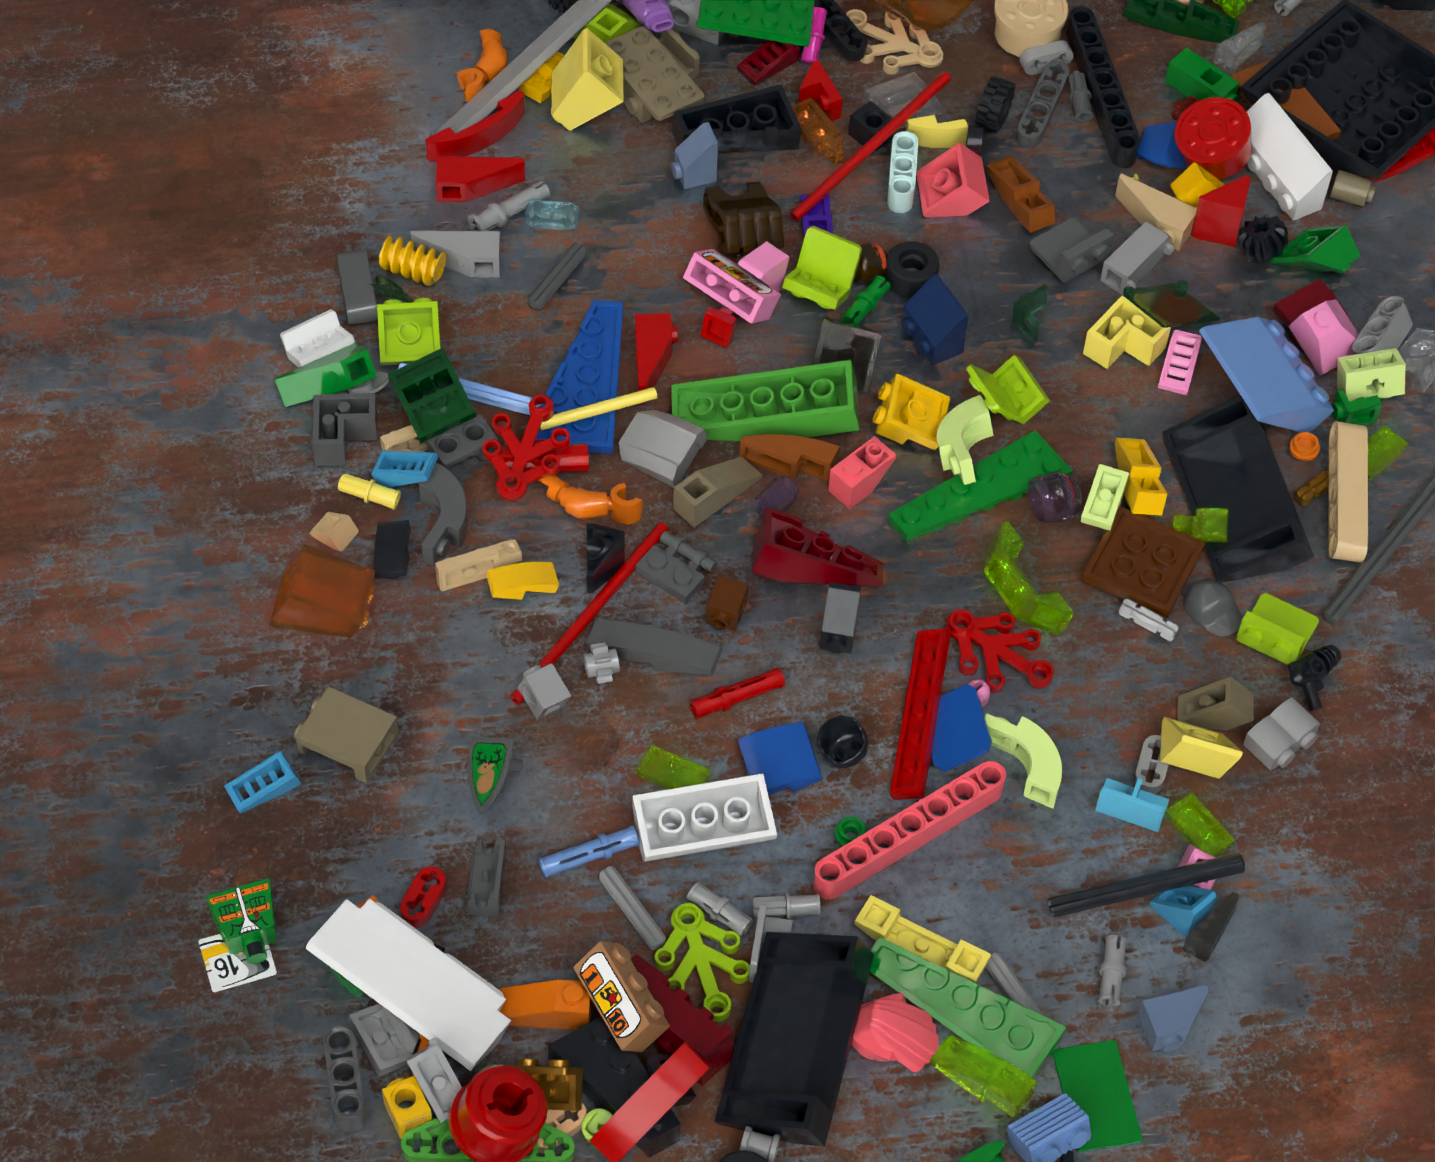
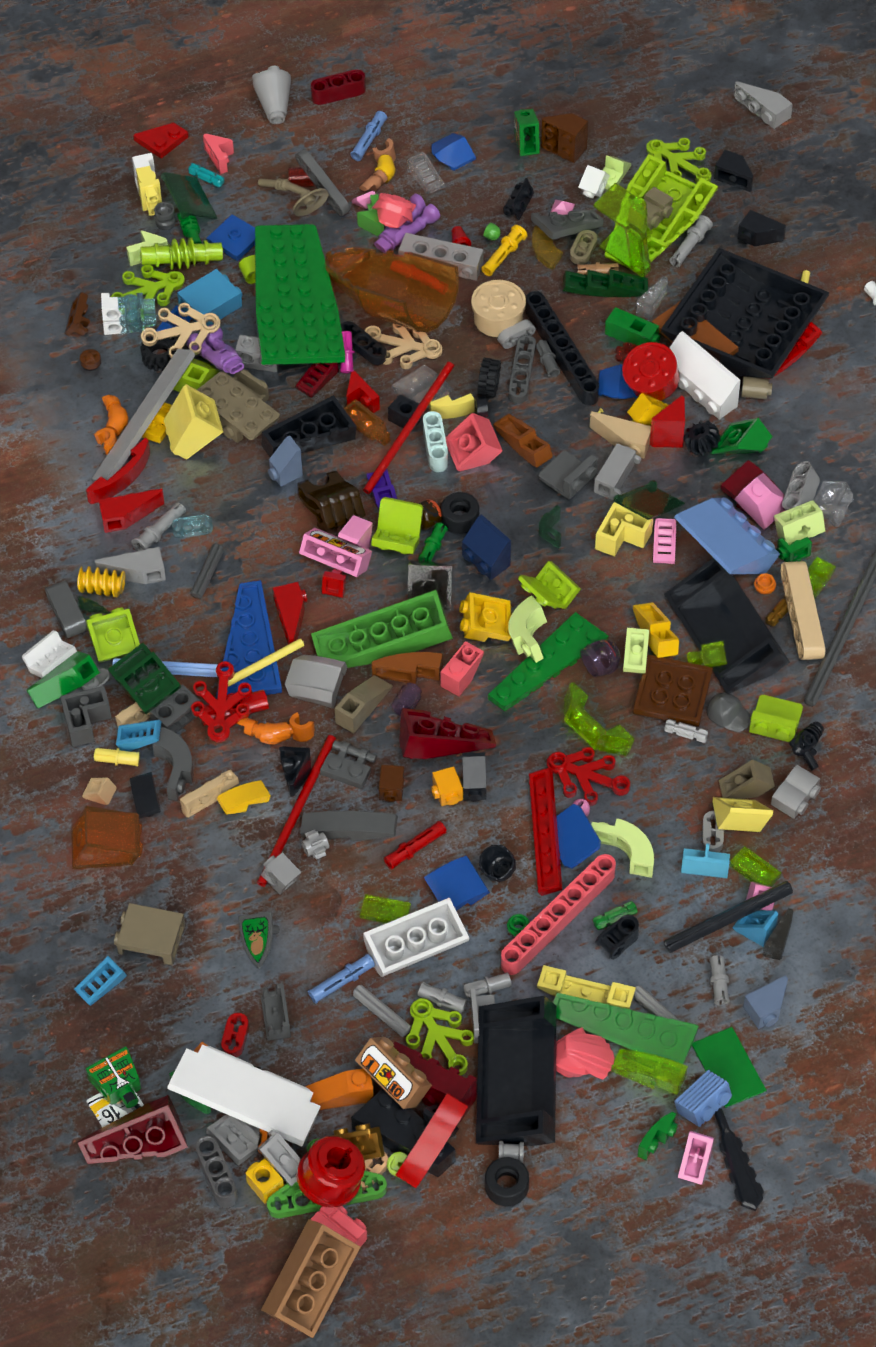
camera: 10 degrees left, 0 degrees up
(262, 1002) = (141, 1133): none -> dark red wedge
(800, 624) = (447, 786): none -> light orange brick
(982, 883) = (616, 939): none -> black piece
(988, 849) = (610, 917): none -> green axle

